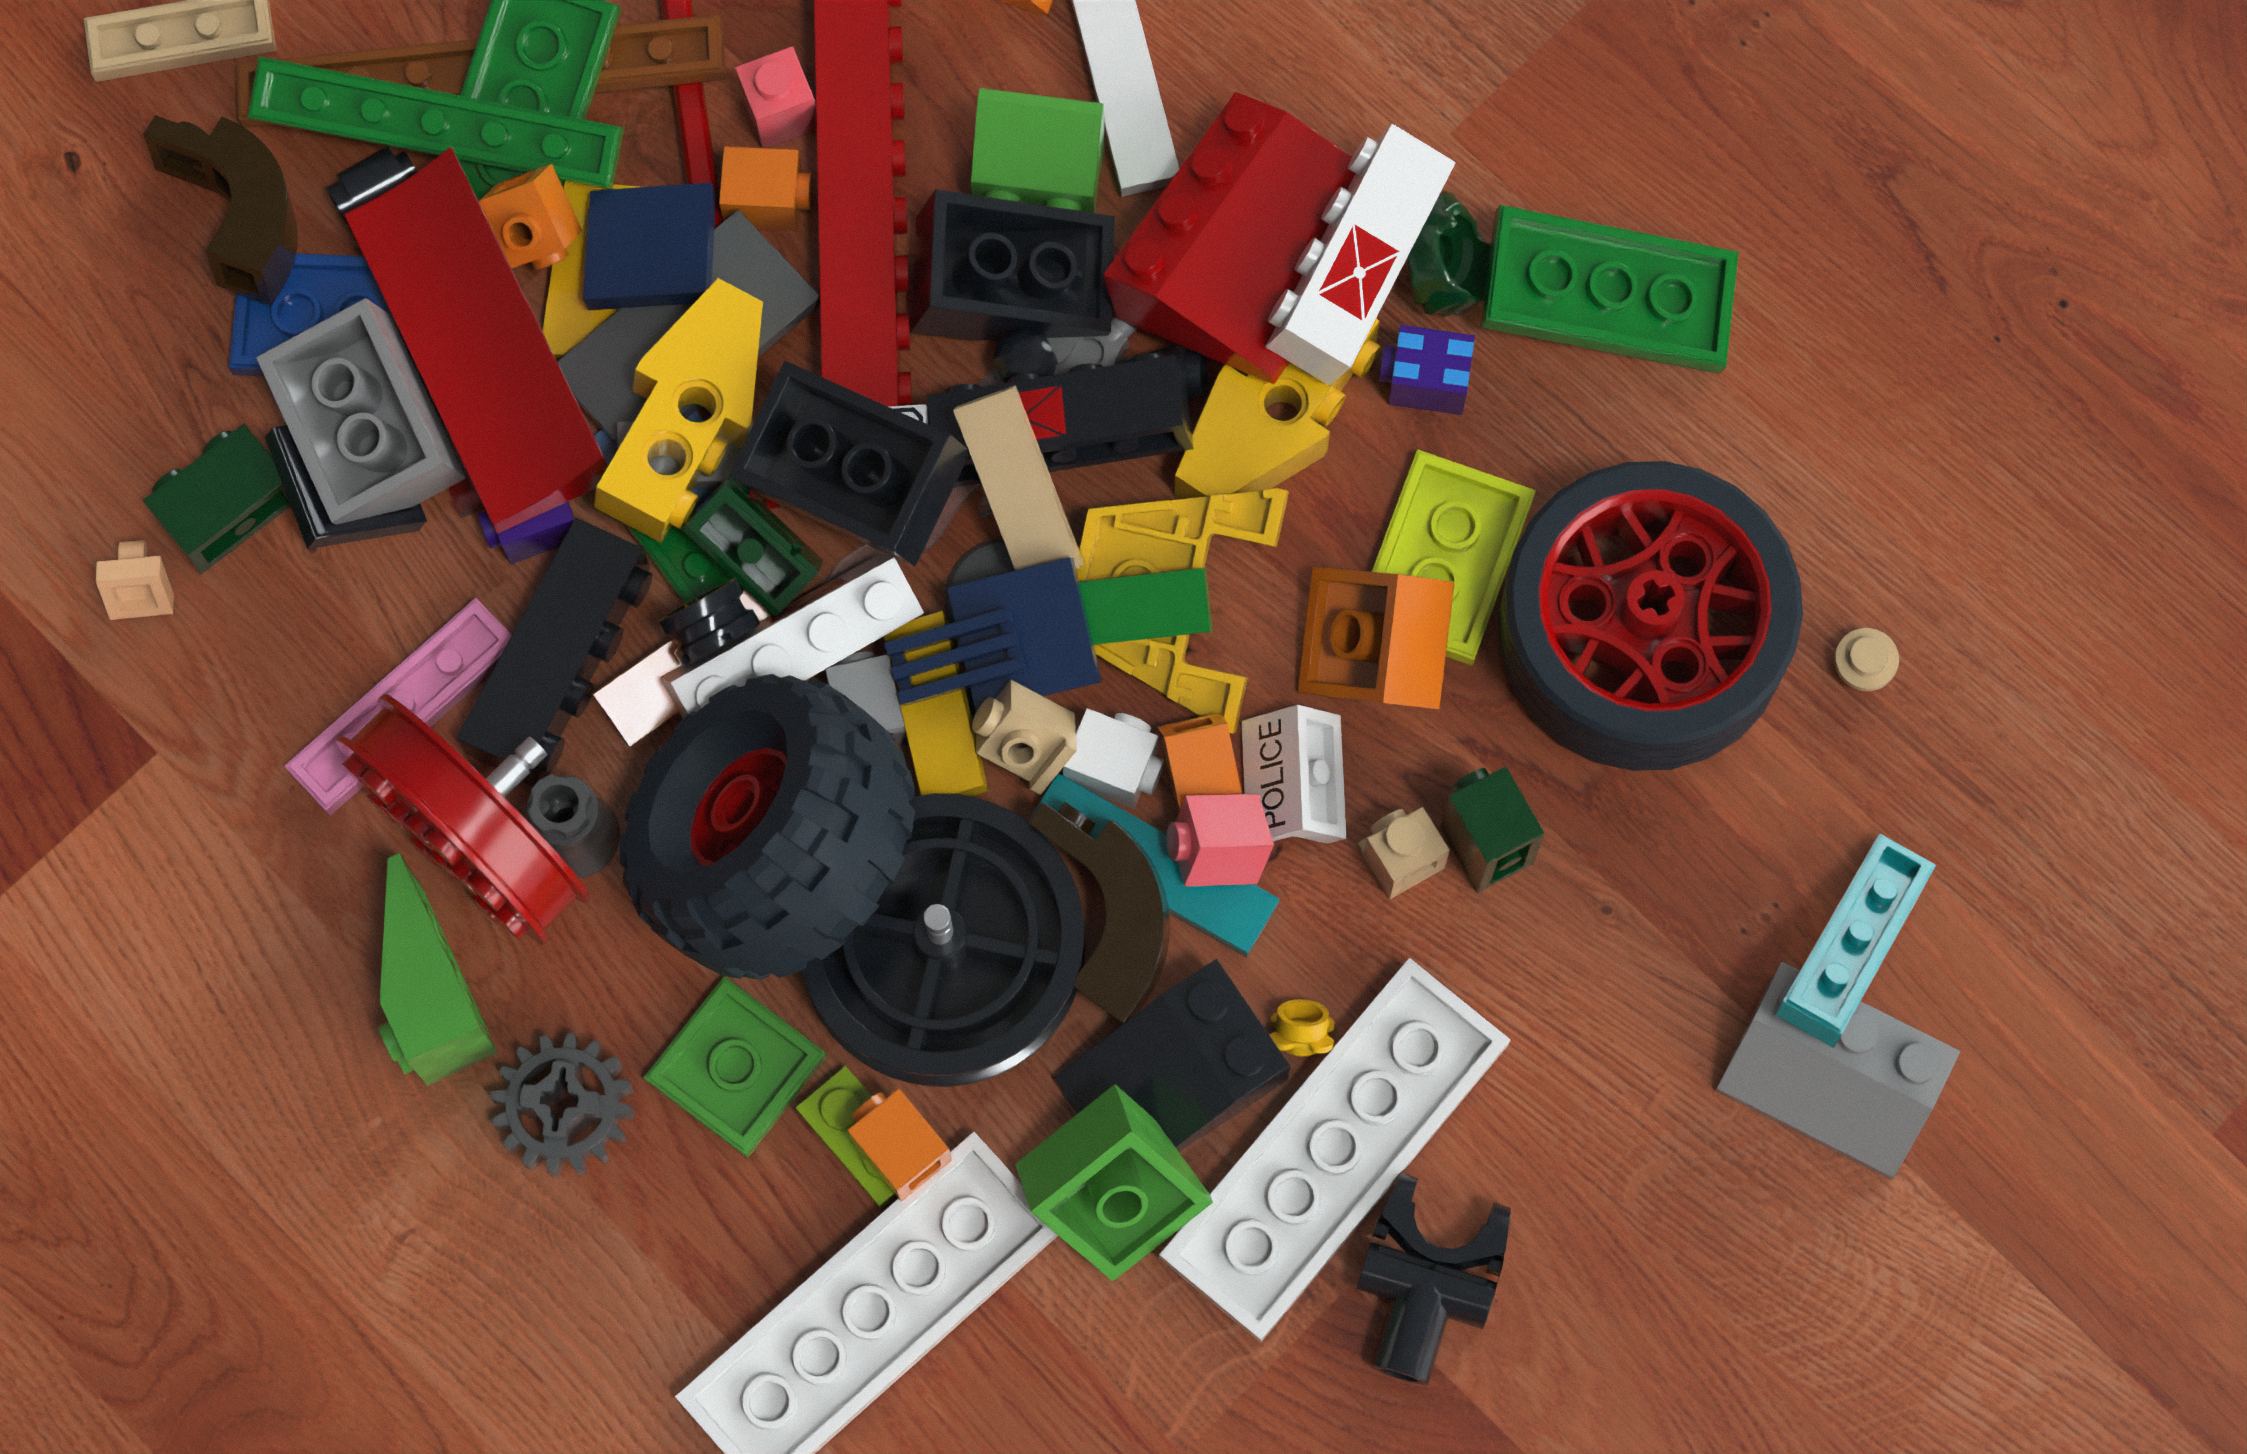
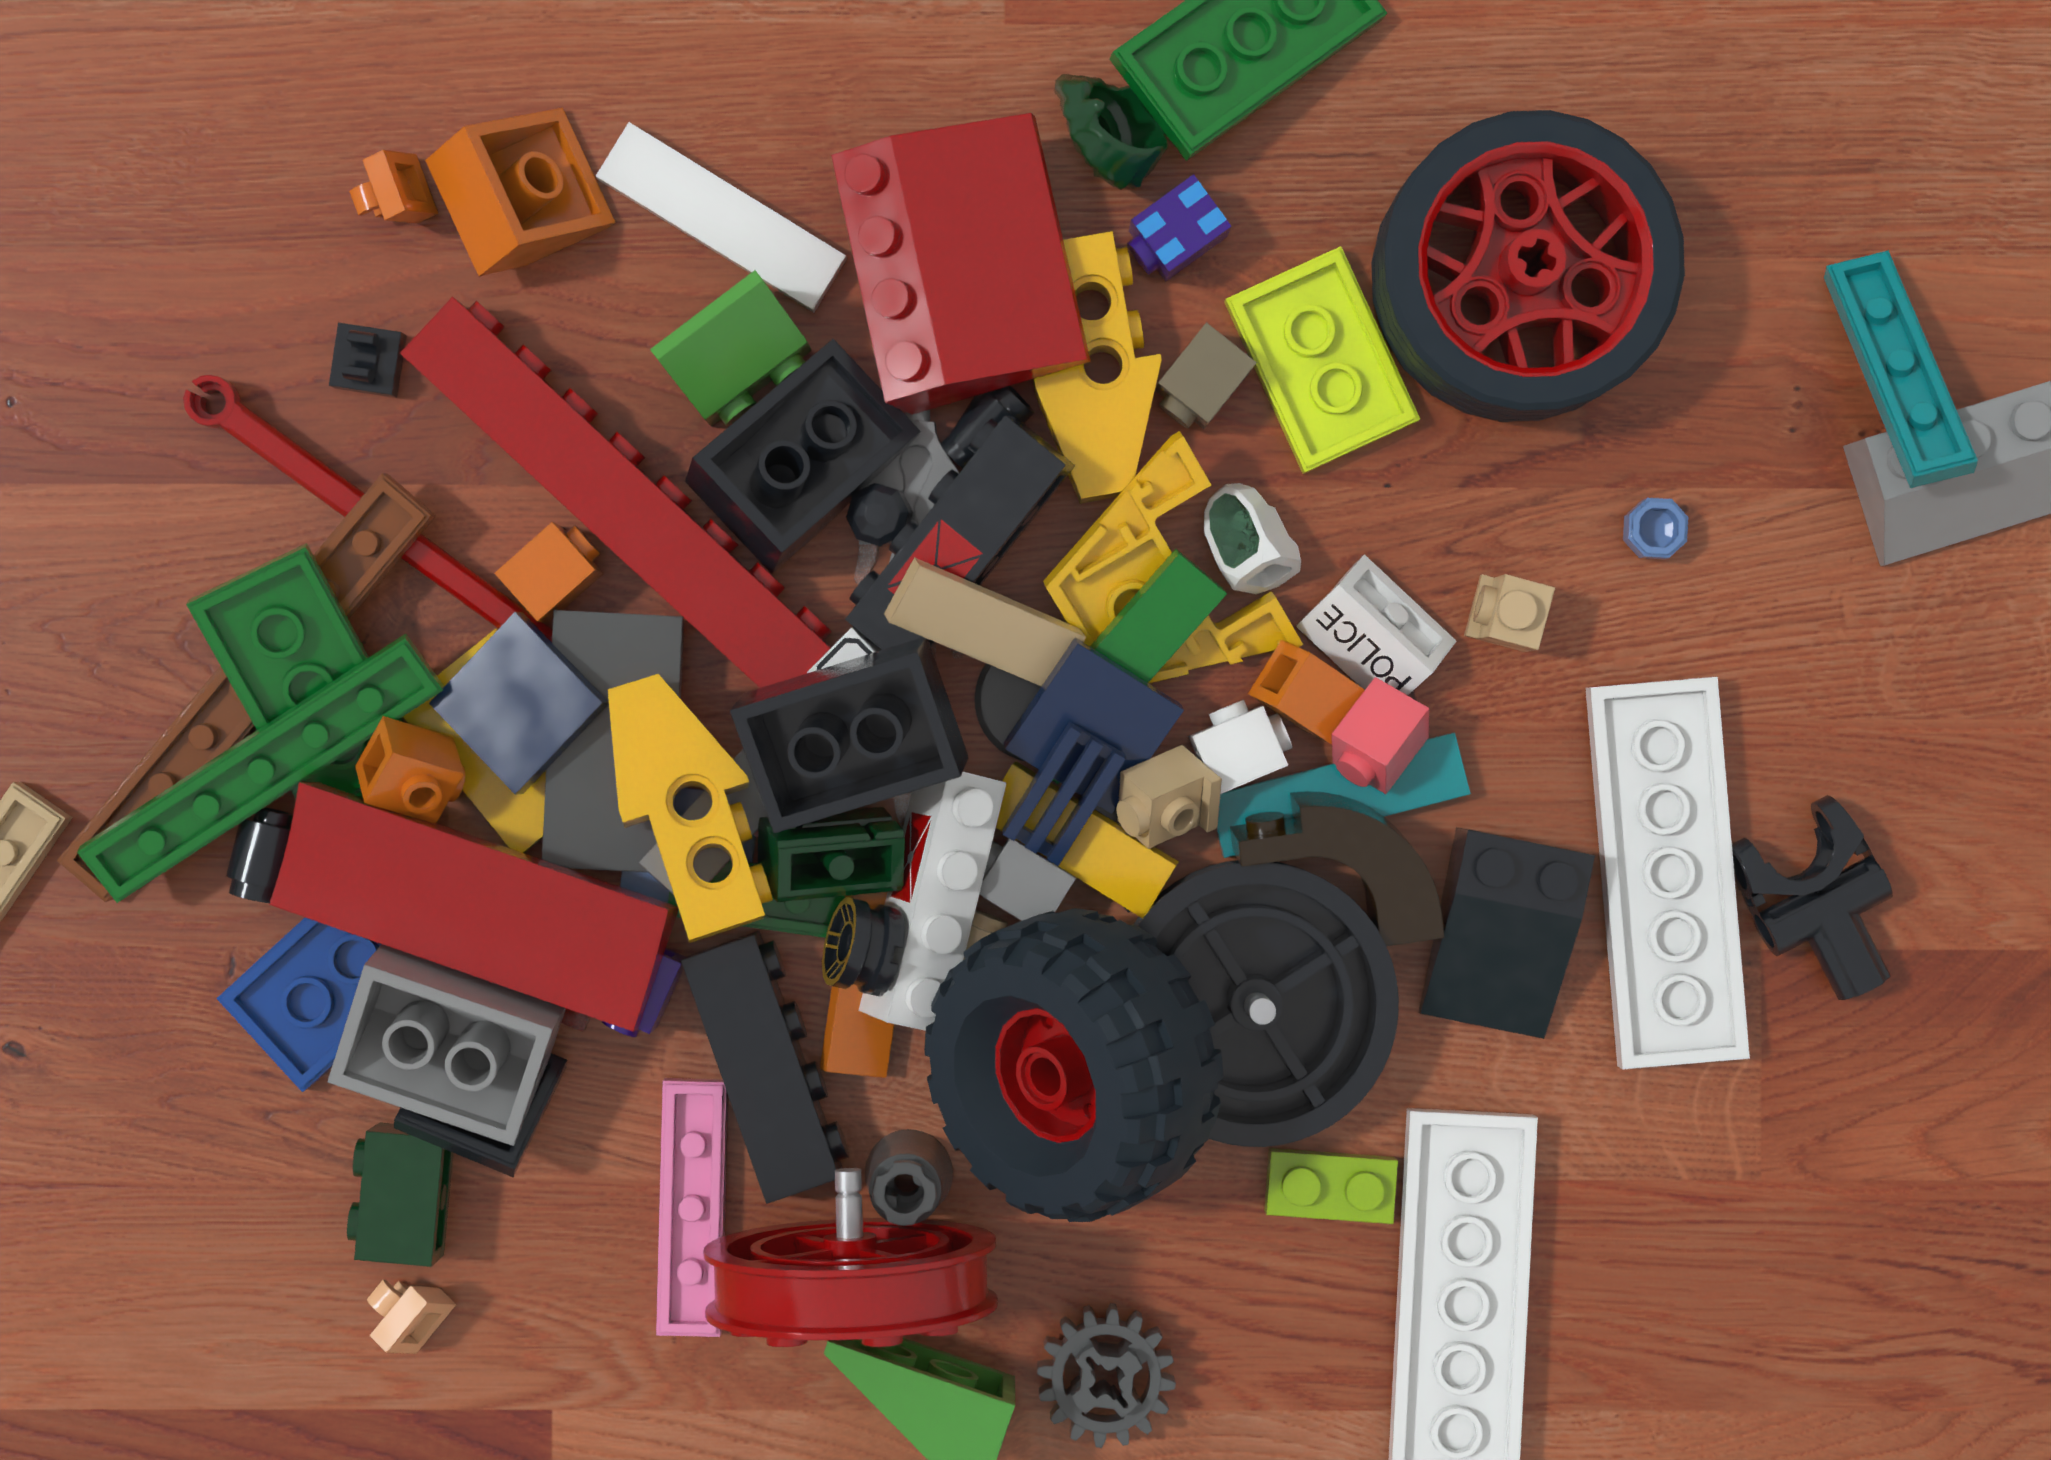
camera: 50 degrees left, 15 degrees up
(260, 232) = (215, 969): dark brown arch -> none
(735, 1067) = (1198, 1231): bright green tile -> none
(777, 97) = (489, 491): coral brick -> none
(898, 1142) = (1375, 1179): orange brick -> none
(1111, 1183) = (1543, 1056): bright green slope -> none
(1265, 625) = (1249, 540): none -> white rock
(1302, 1028) = (1553, 801): yellow plate -> none
(1346, 484) = (1203, 378): none -> dark tan brick
(1359, 253) = (1059, 199): white brick -> none
(1376, 637) = (1343, 477): orange slope -> none
(1490, 827) = (1565, 540): dark green brick -> none
(1570, 896) = (1655, 528): none -> medium blue tile
(1866, 659) = (1697, 142): tan plate -> none

